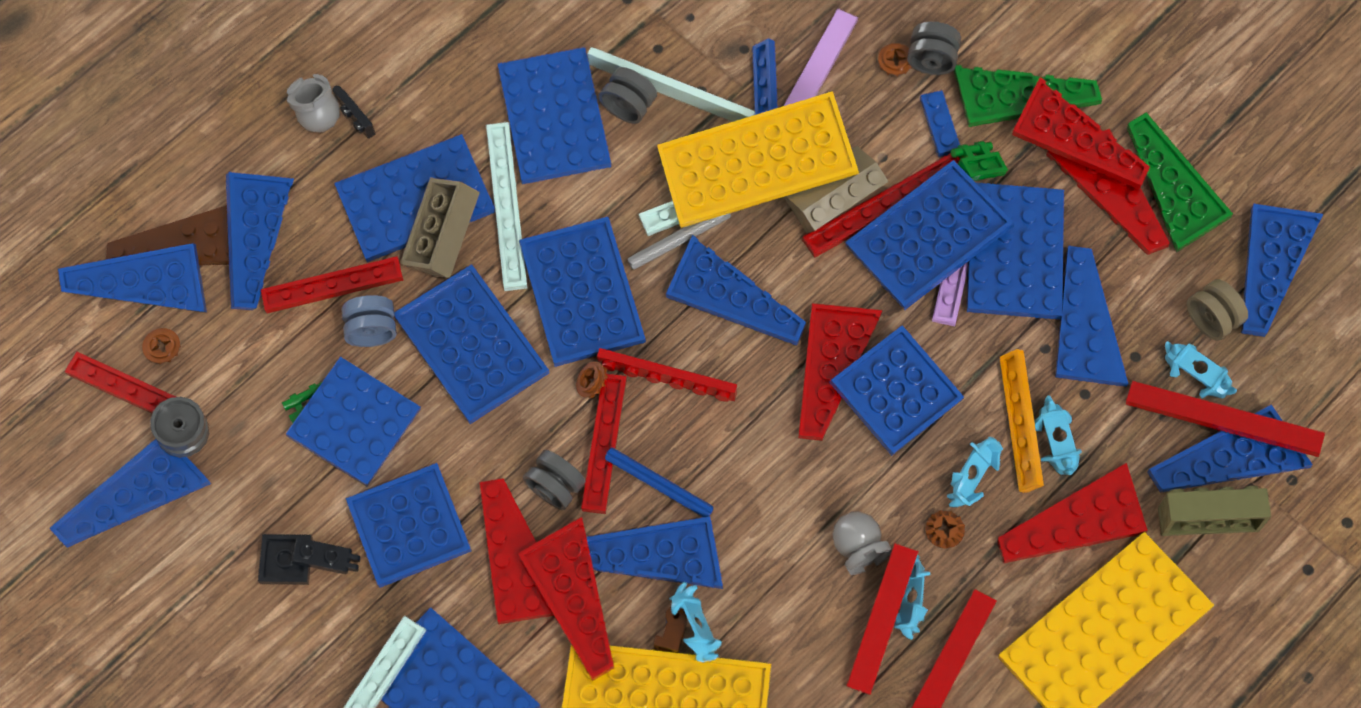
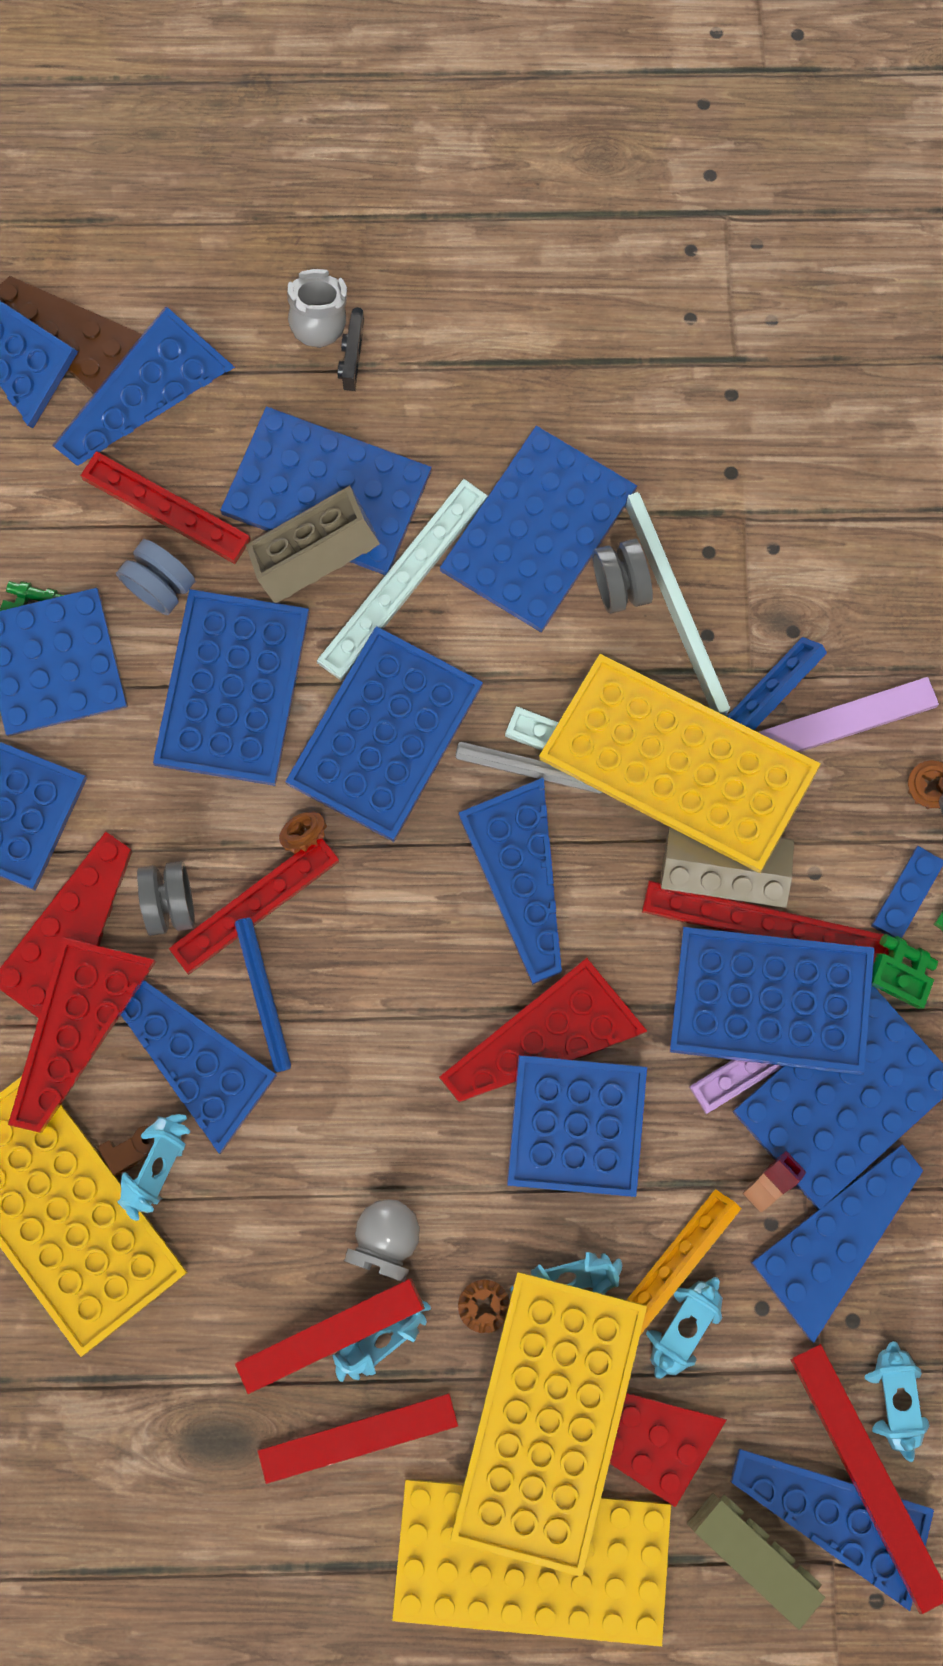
camera: 40 degrees right, 10 degrees up
(673, 376) = (383, 907): red plate -> none
(1025, 323) = (774, 1182): none -> leg
(1042, 546) = (548, 1424): none -> yellow plate

